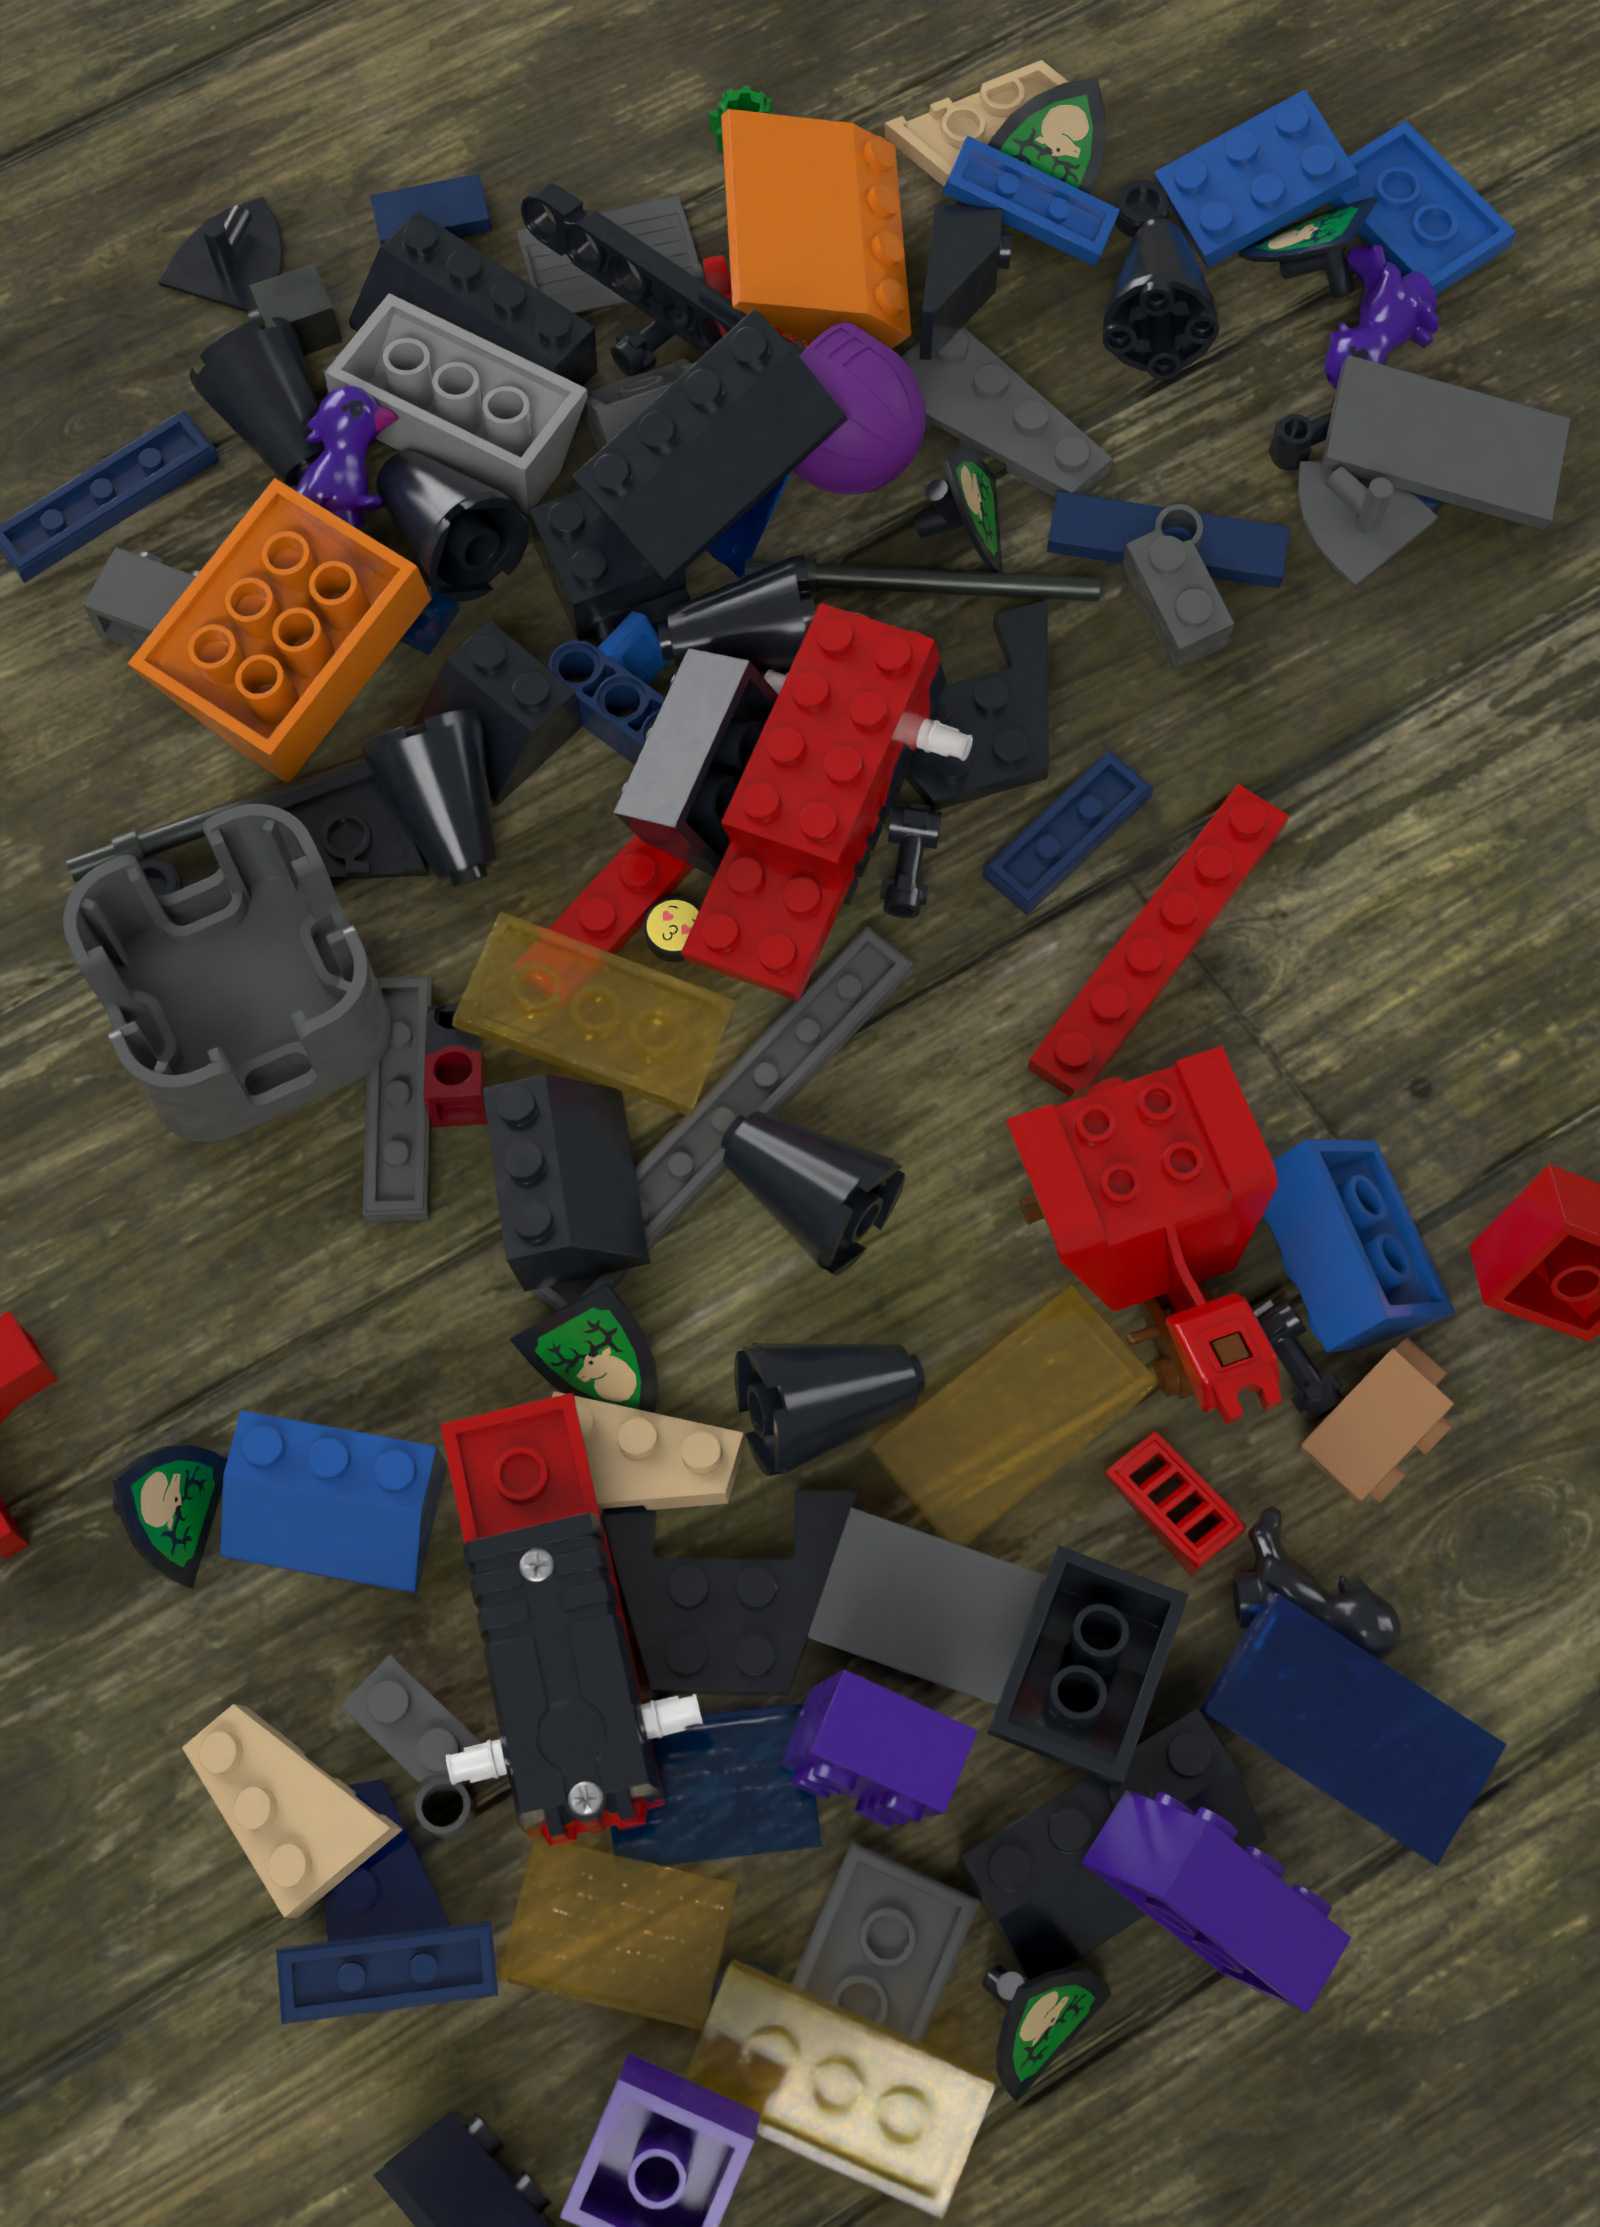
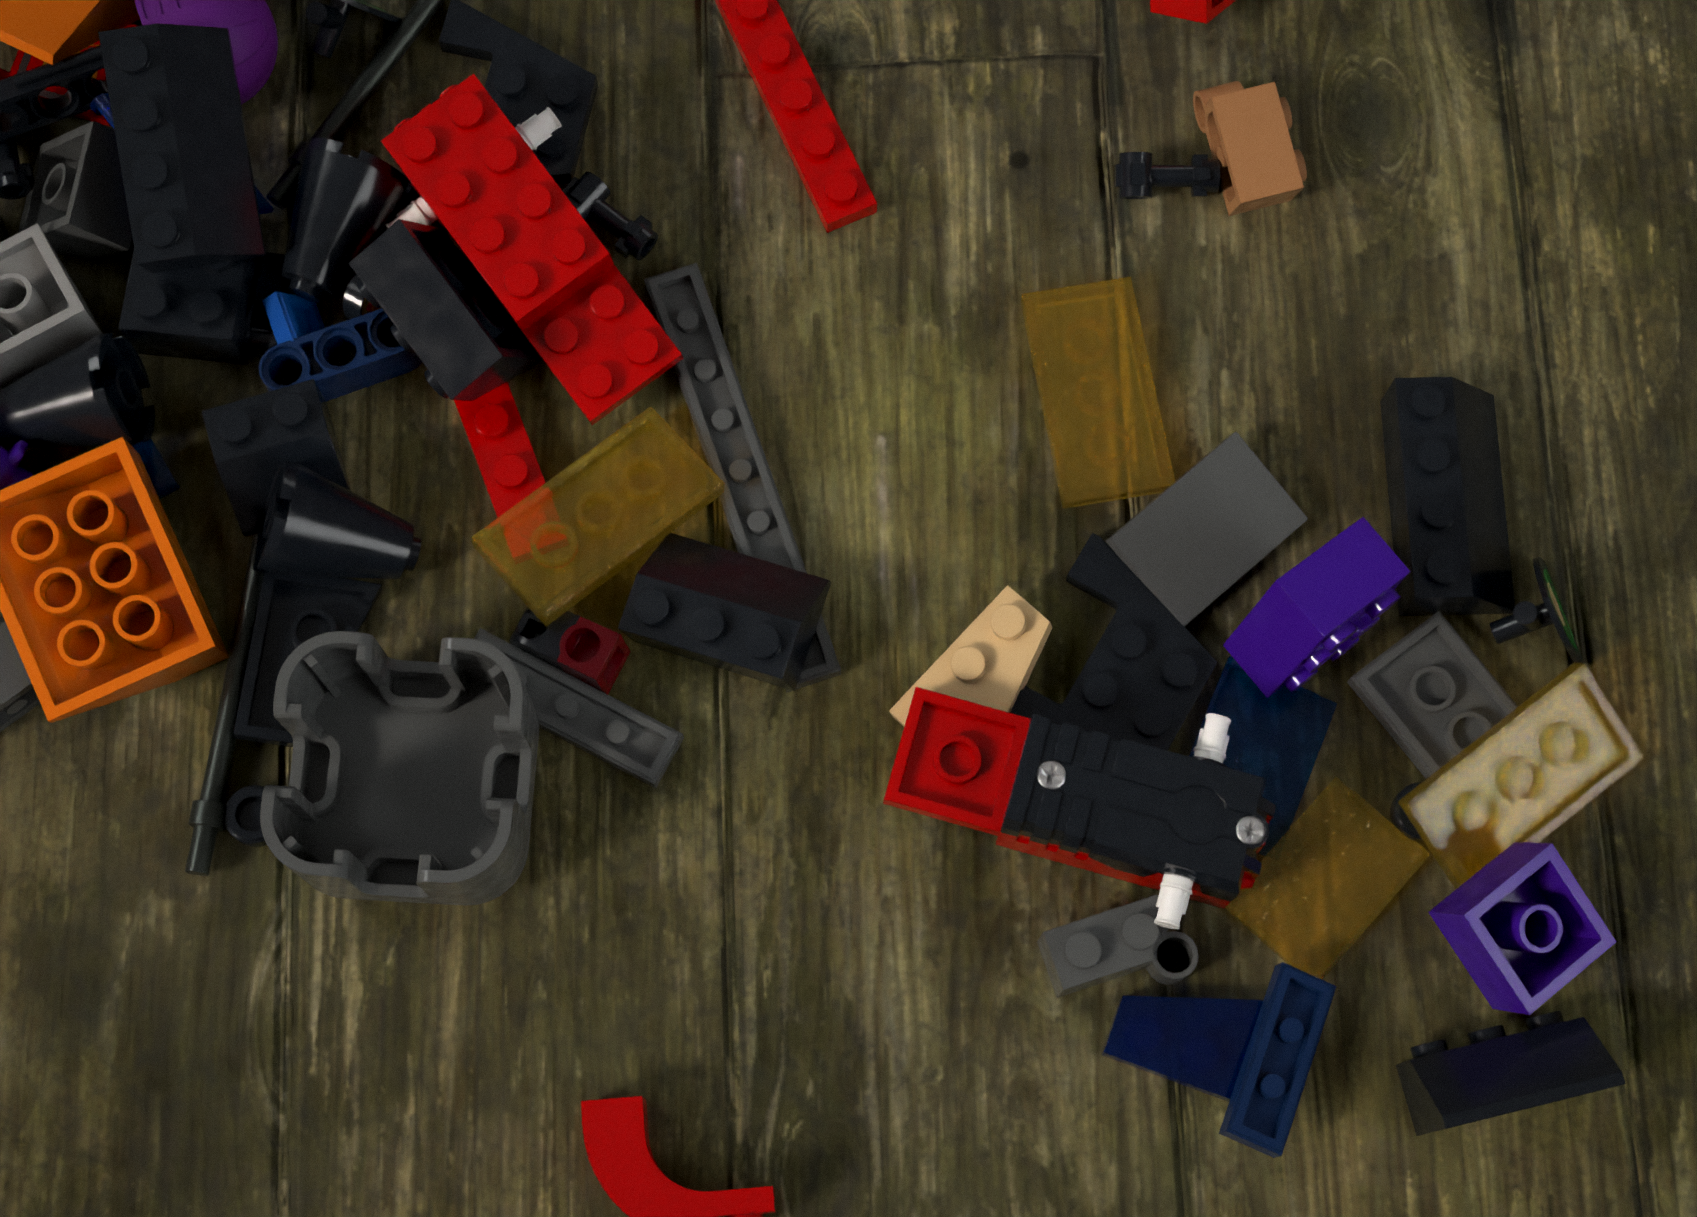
camera: 65 degrees left, 5 degrees up
(169, 1506) = (818, 1052): shield -> none
(284, 1810) = (1110, 1080): tan wing -> none
(330, 1501) = (882, 925): blue slope -> none
(594, 1351) = (880, 659): shield -> none
(668, 927) = (555, 422): light yellow tile -> none
(813, 1185) = (839, 429): black cone -> none
(820, 1396) = (1010, 519): black cone -> none
(1067, 832) = (655, 95): dark blue tile -> none
(1088, 1665) = (1326, 433): black slope -> none
(1147, 1200) = (1000, 185): red piece -> none
(1209, 1504) = (1241, 294): red slope -> none
(1218, 1897) = (1540, 436): dark purple brick -> none
(1352, 1245) = (1104, 90): blue slope -> none
(1353, 1613) = (1342, 281): black animal -> none
(1353, 1727) = (1455, 289): clear blue tile -> none

